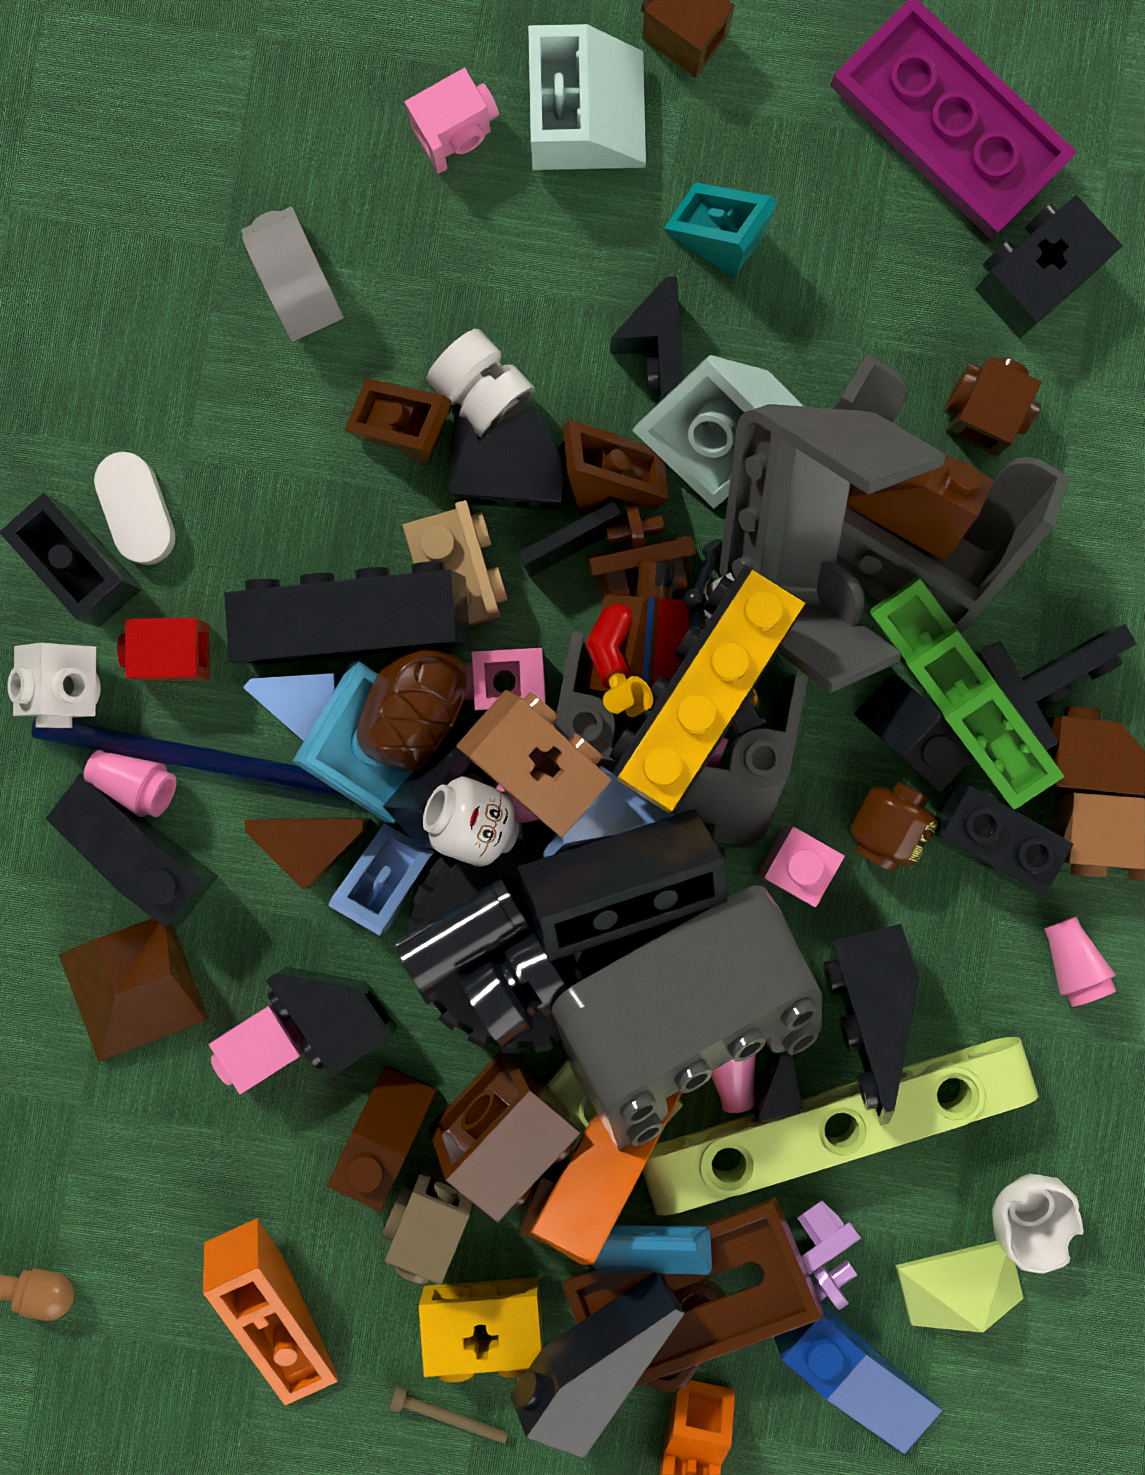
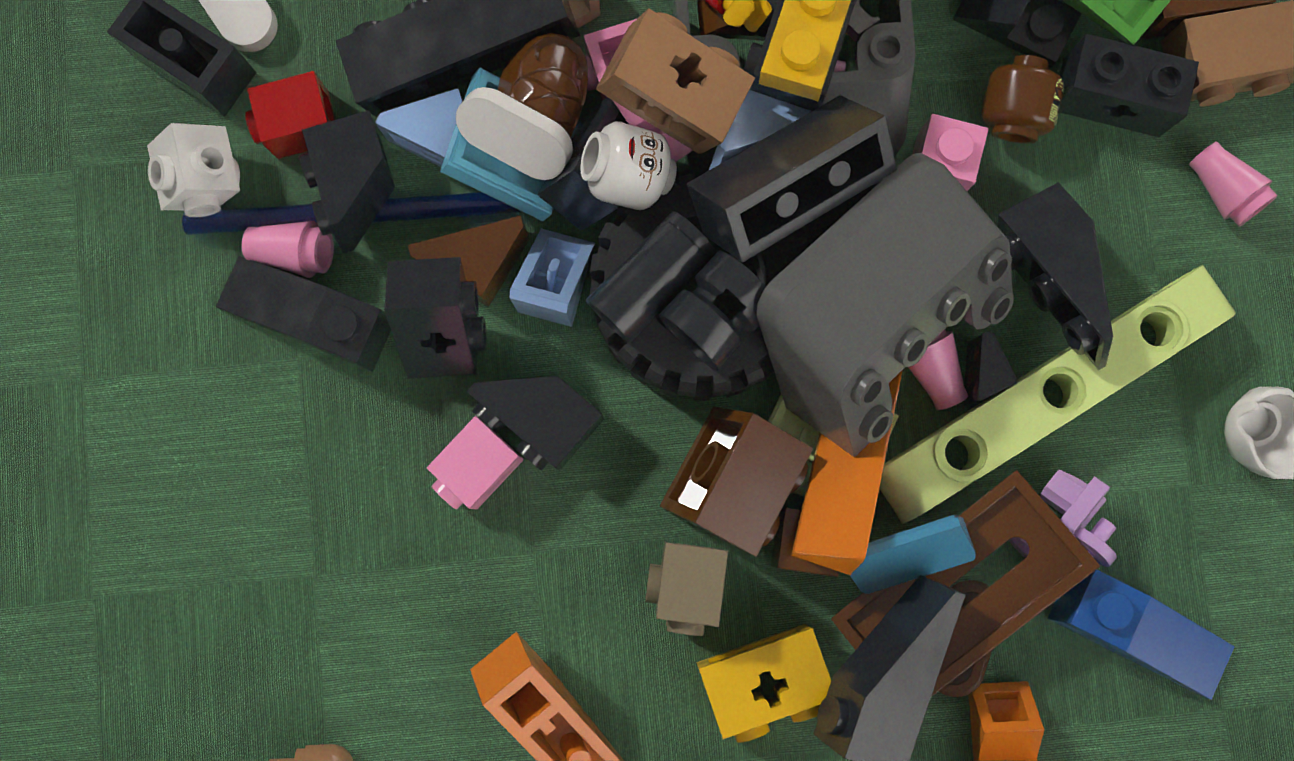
camera: 15 degrees left, 5 degrees down
(133, 987) = (336, 443): reddish brown slope -> none
(206, 731) = (351, 176): none -> black slope
(251, 901) = (434, 317): none -> black brick
(372, 750) = (514, 133): none -> white tile
(381, 1138) = (618, 520): reddish brown slope -> none
(960, 1288) = (1214, 521): yellowish green slope -> none

